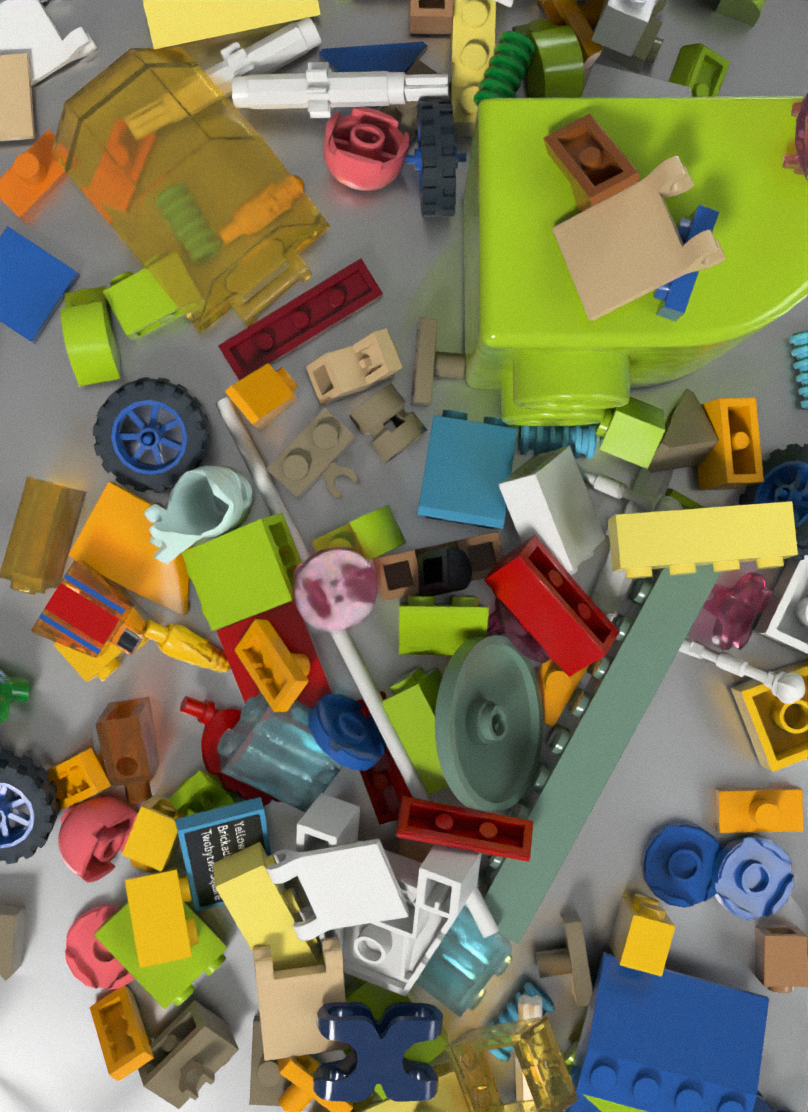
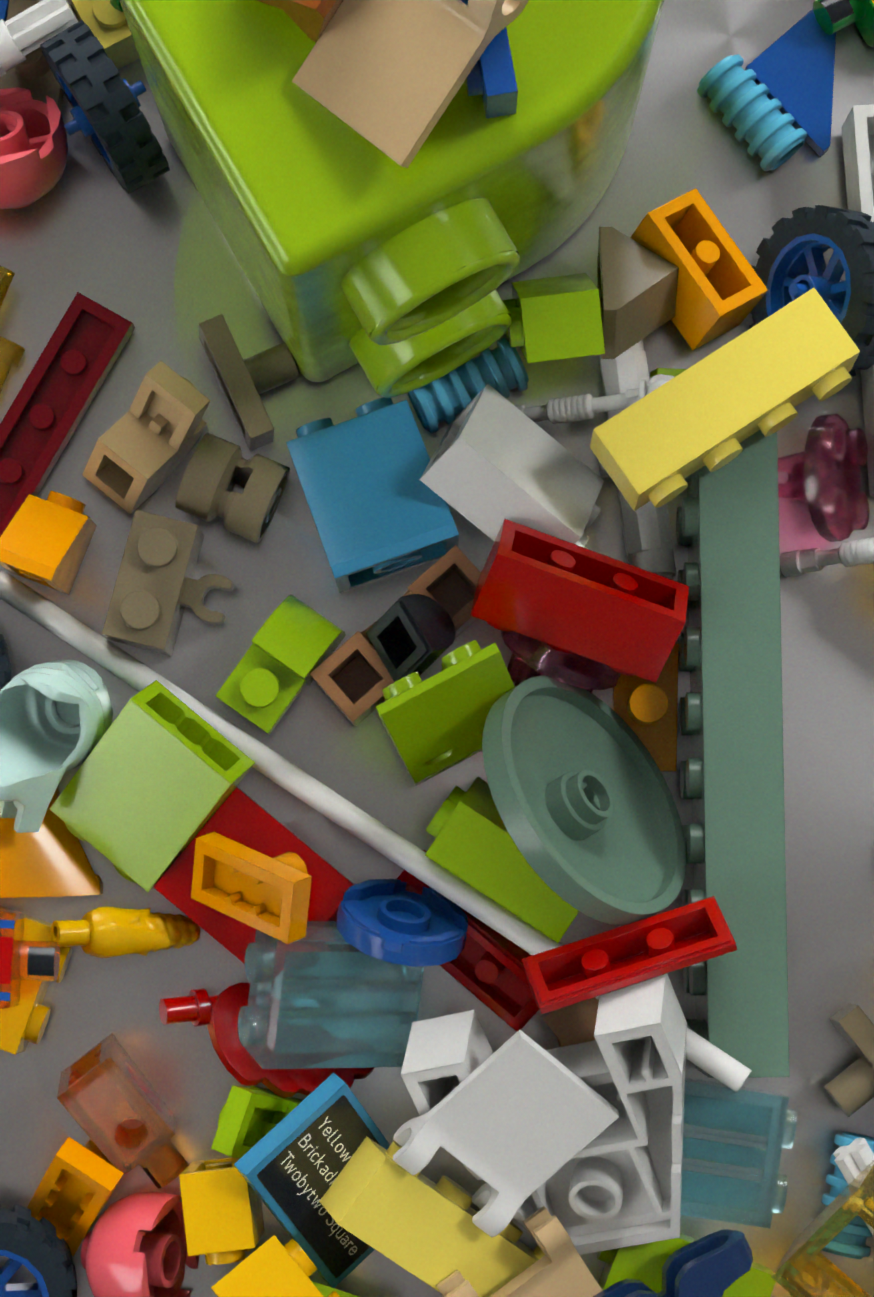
camera: 30 degrees left, 5 degrees down
(354, 582) = (261, 762): clear pink plate -> none

